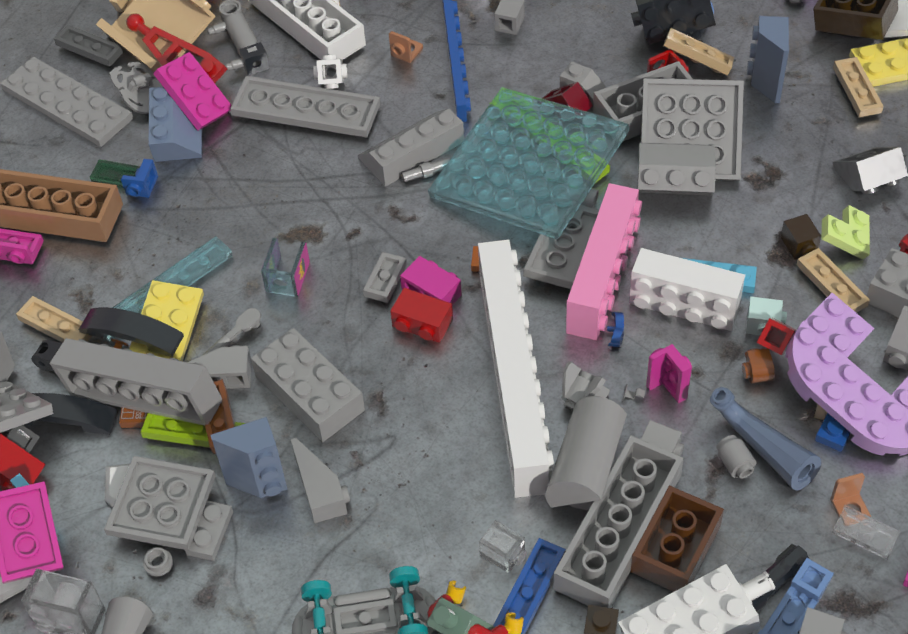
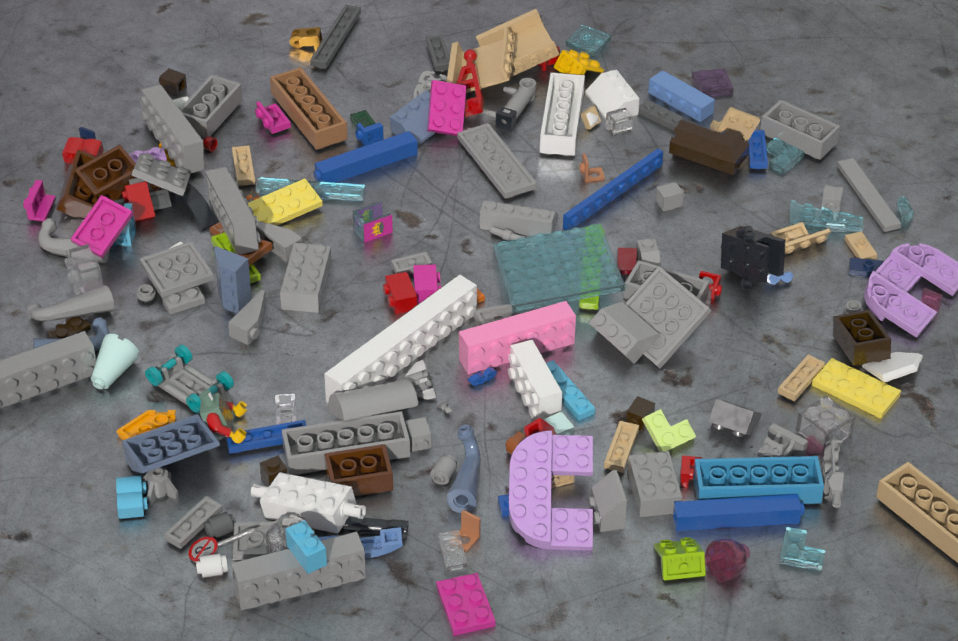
camera: 45 degrees right, 10 degrees down
(67, 101) = (392, 72): light grey plate -> none
(132, 327) = (265, 191): black slope -> none
(177, 209) = (366, 158): none -> blue brick
(245, 322) = (325, 231): light grey piece -> none
(321, 75) = (530, 151): white brick -> none
(672, 370) = (467, 405): dark pink bracket -> none
(699, 51) = (737, 290): tan plate -> none
(769, 56) = (764, 317): sand blue slope -> none

